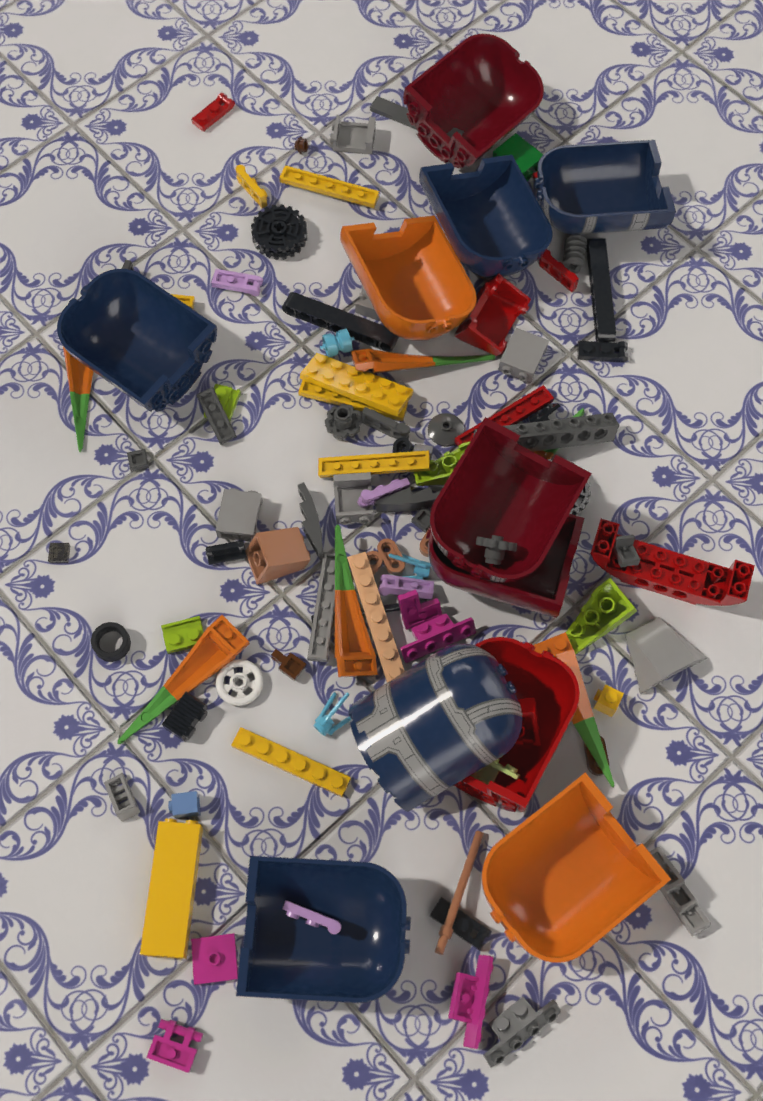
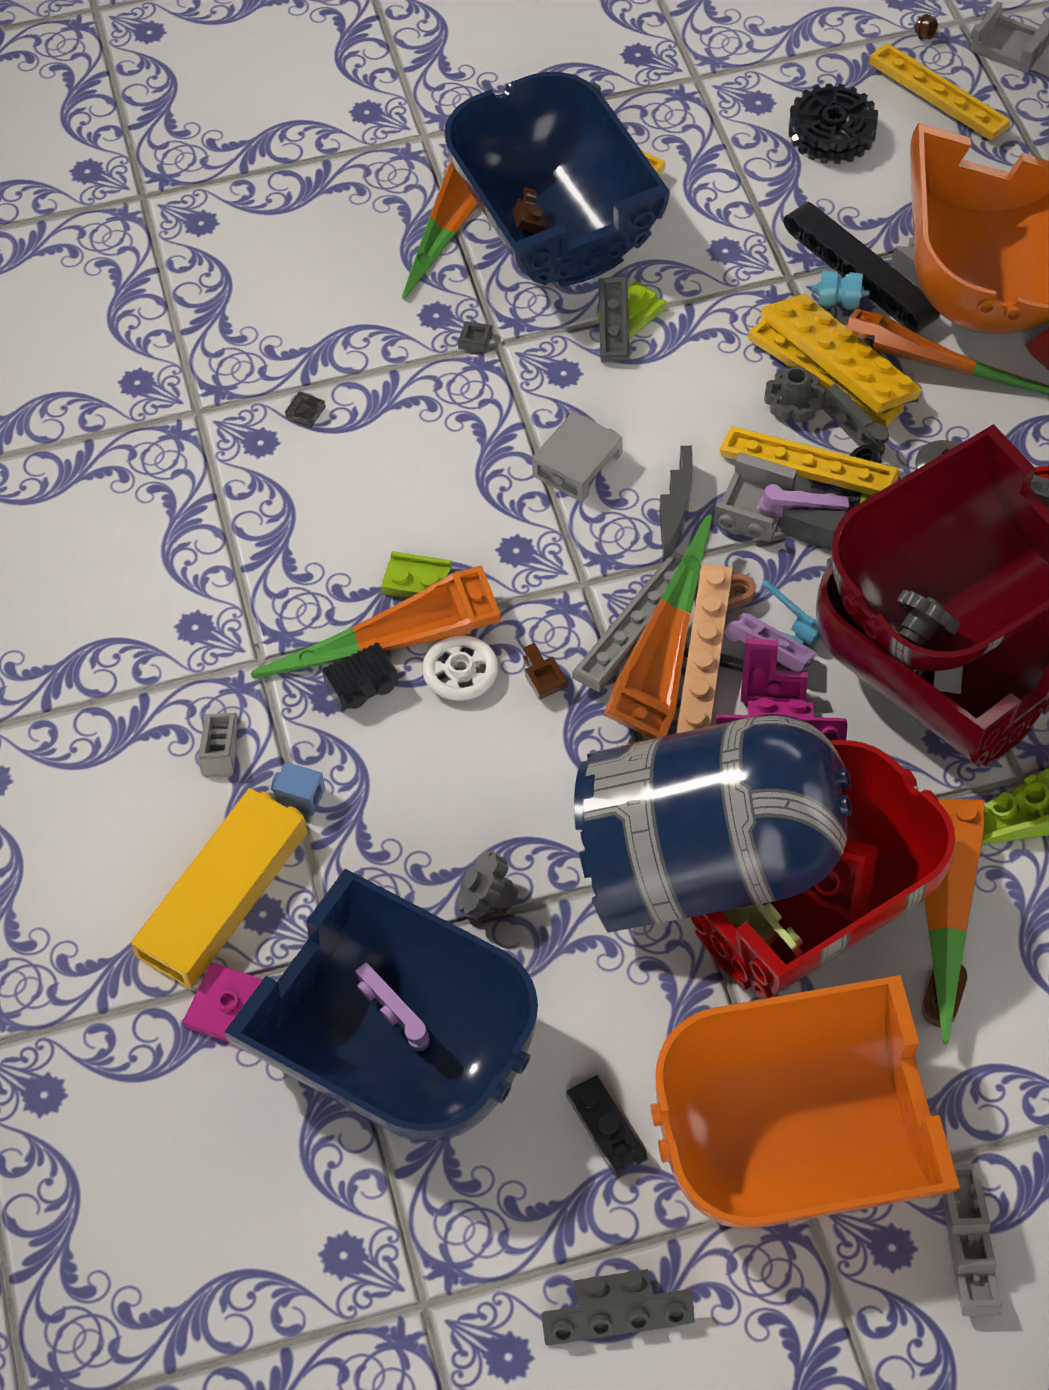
camera: 30 degrees right, 10 degrees down
(102, 630) = (307, 525): black tyre -> none
(130, 367) = (527, 215): none -> reddish brown plate
(171, 1052) = (104, 1095): dark pink plate -> none
(226, 552) = (533, 497): black hinge -> none
(237, 282) = (737, 166): lavender plate -> none
(251, 186) = (823, 53): yellow plate -> none
(277, 554) = (604, 524): nougat slope -> none
(291, 762) = (477, 802): yellow plate -> none
(324, 723) = (552, 770): medium azure plant -> none
(325, 816) = (486, 886): none -> dark grey plant
(387, 561) = (765, 600): nougat plate -> none
(446, 930) = (579, 1116): nougat bar -> none
(470, 1000) = (561, 1232): dark pink bracket -> none
(607, 700) = (1002, 922): yellow brick -> none

